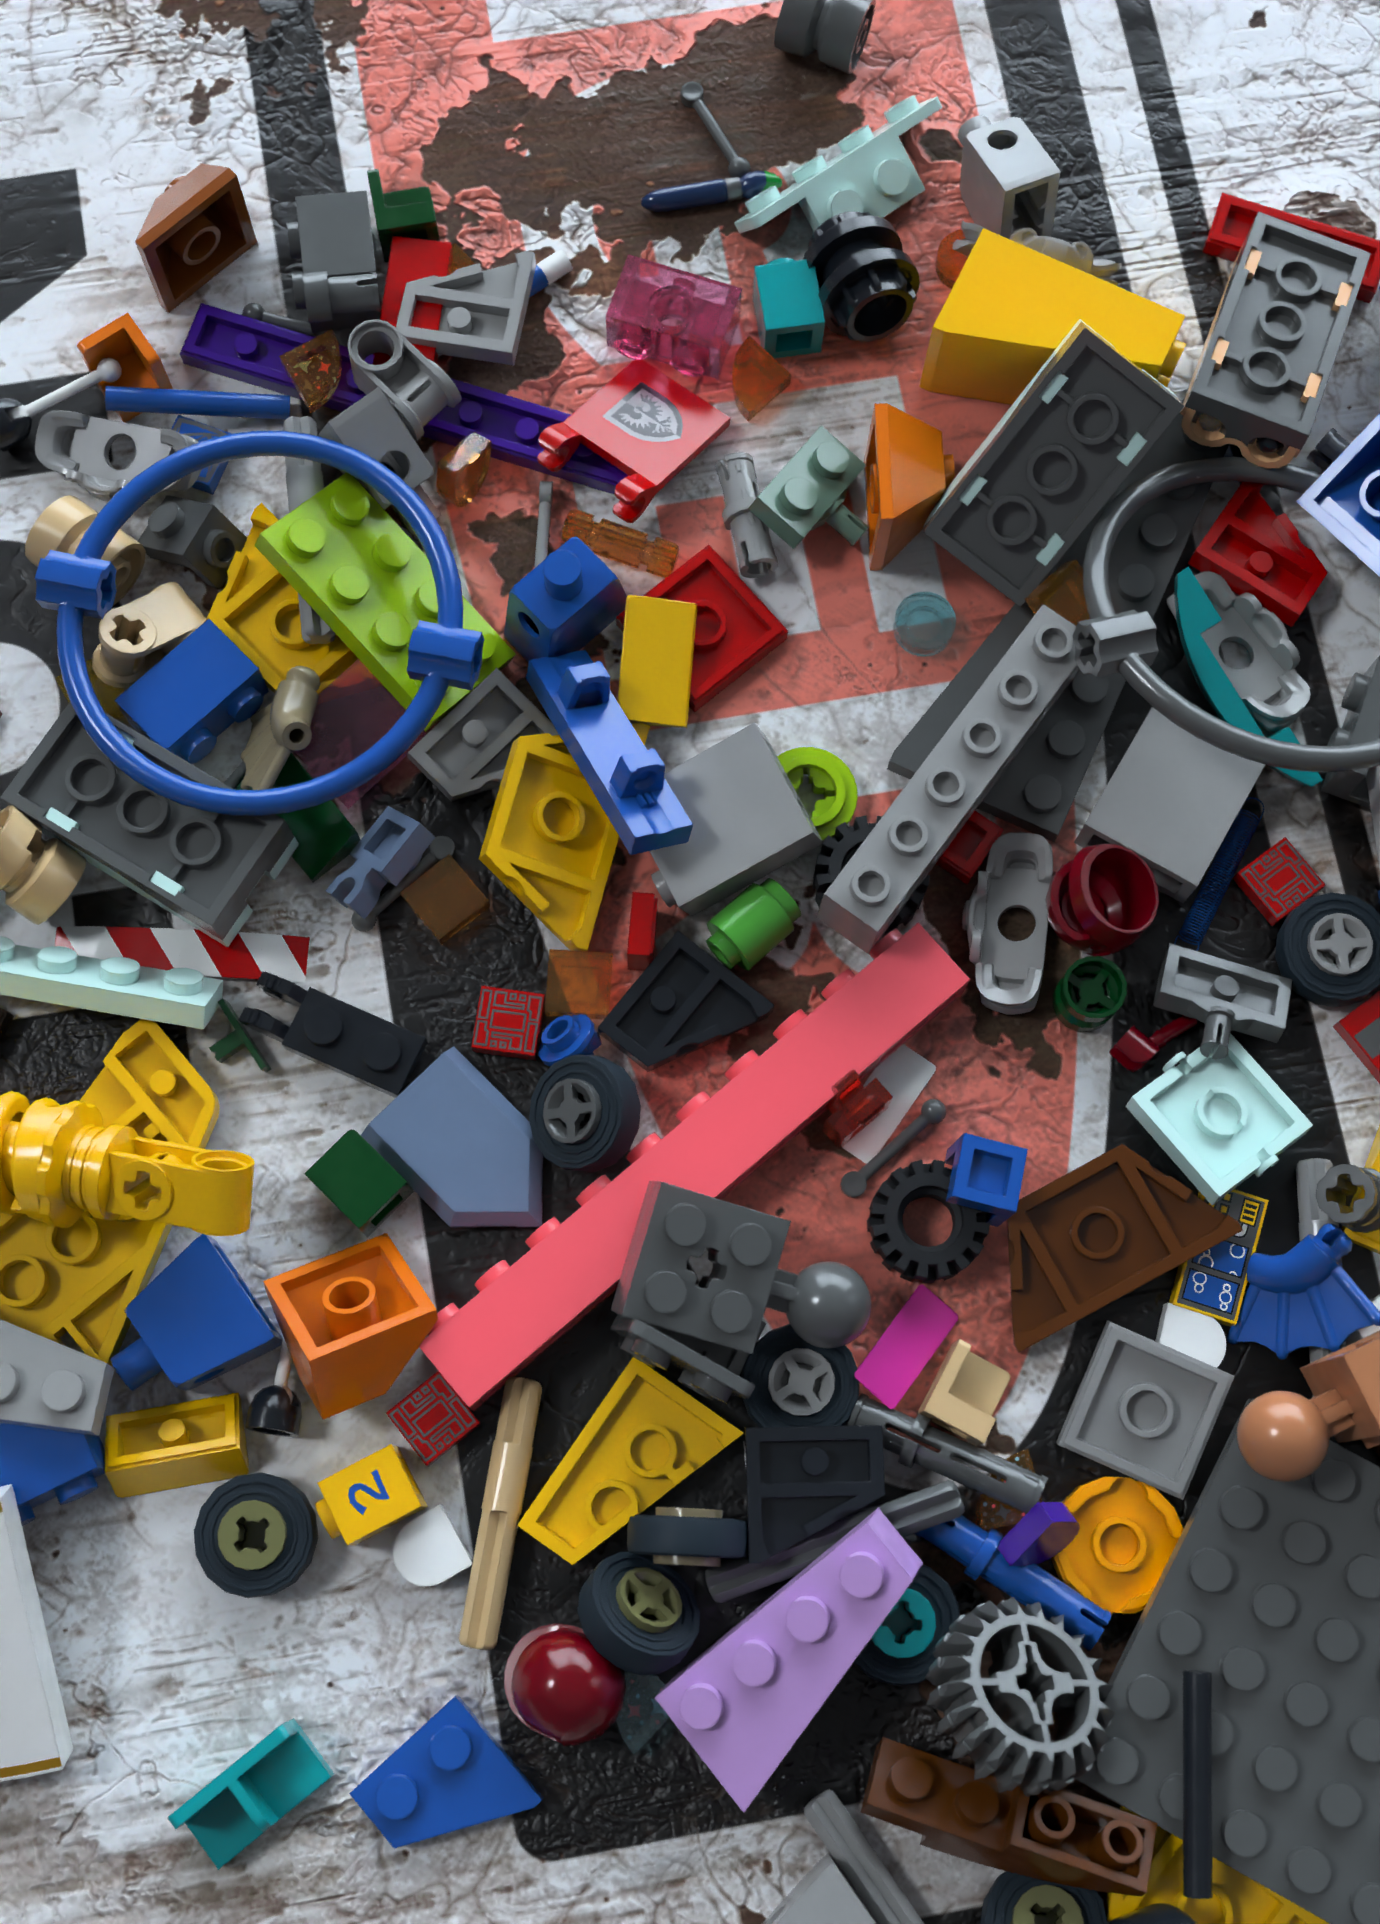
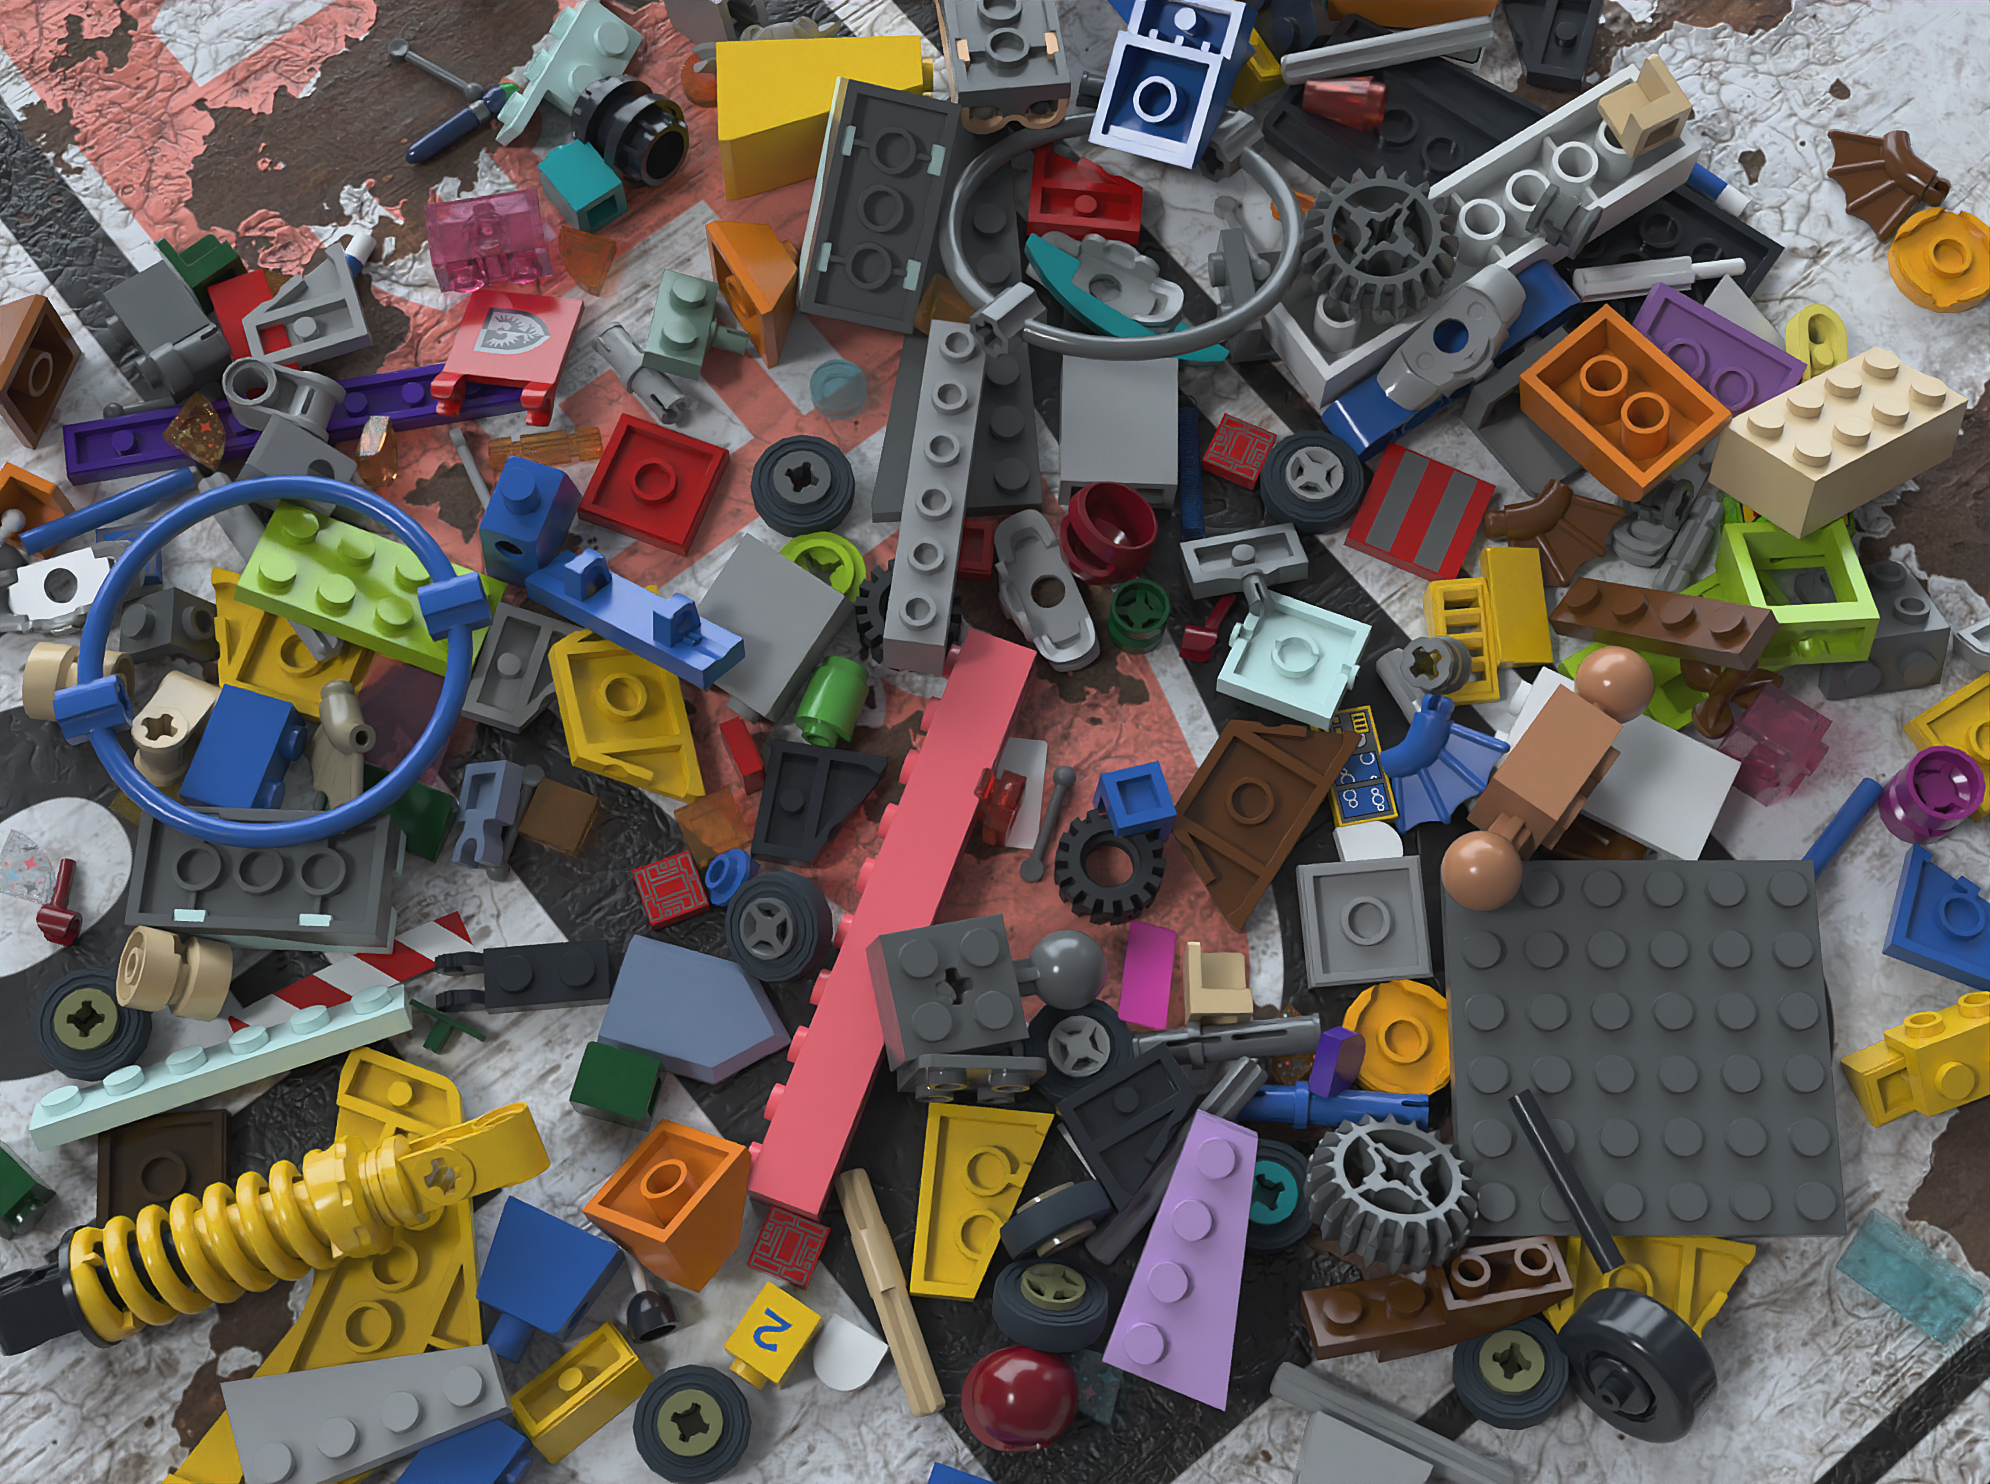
camera: 30 degrees left, 5 degrees down
(657, 660) = (633, 526): yellow slope -> none
(827, 720) = (809, 506): none -> black wheel

